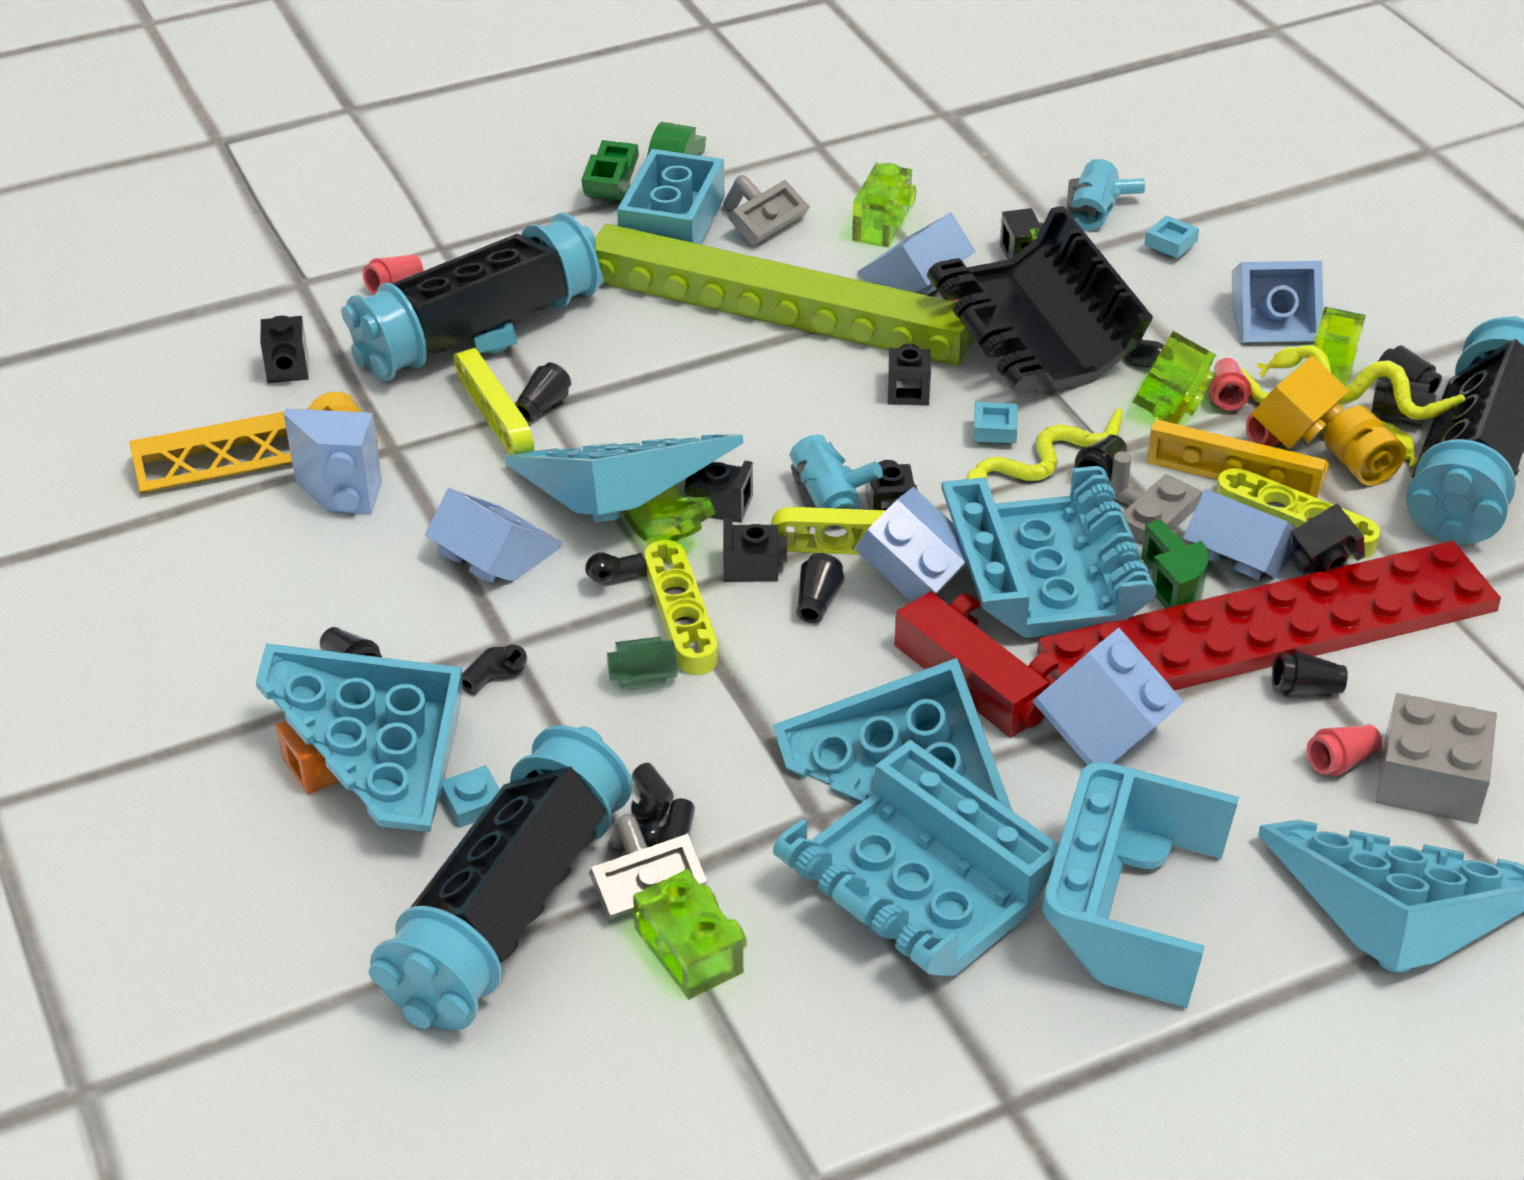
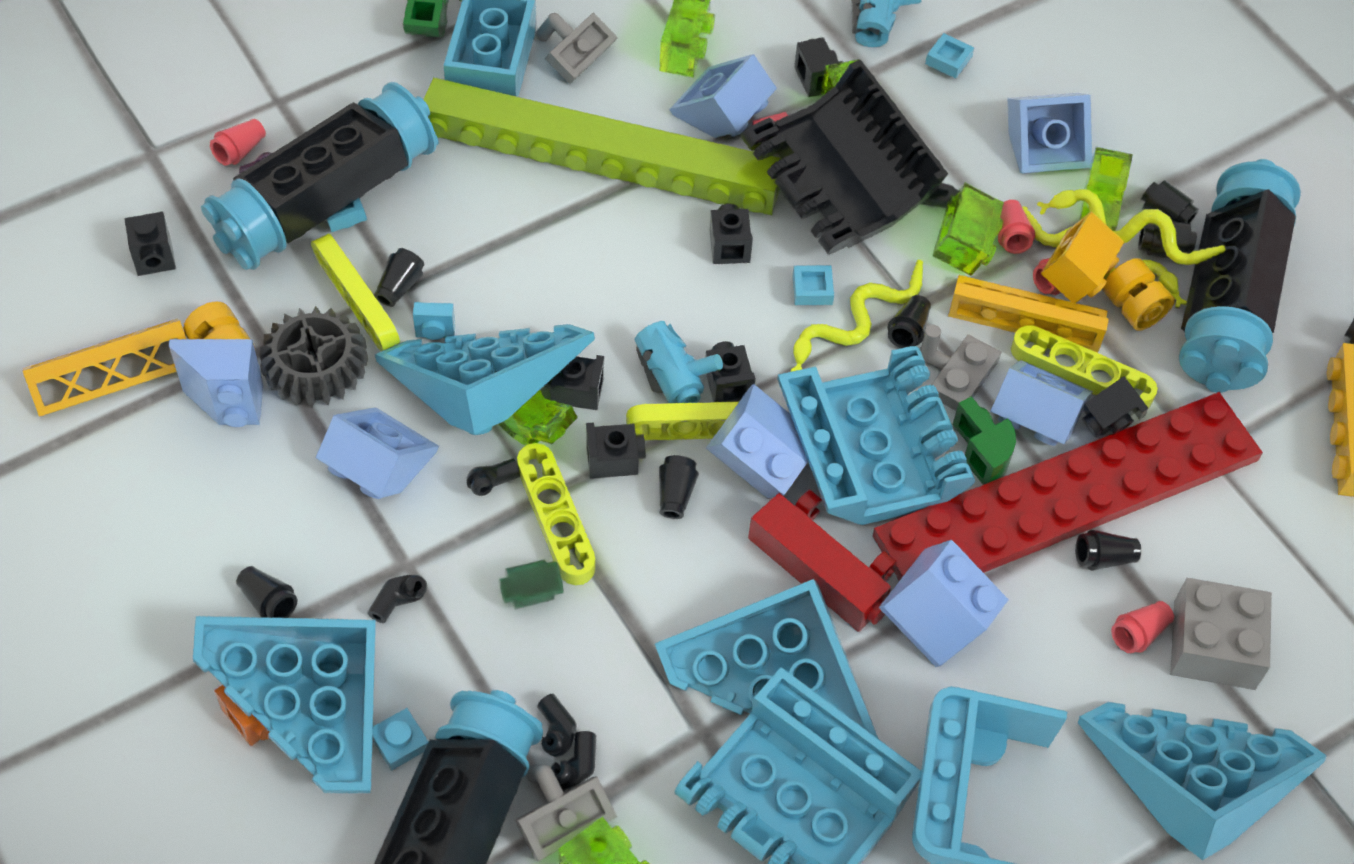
camera: 10 degrees left, 15 degrees up
(438, 452) = (292, 368): none -> dark grey gear
(573, 427) = (434, 320): none -> medium azure plate

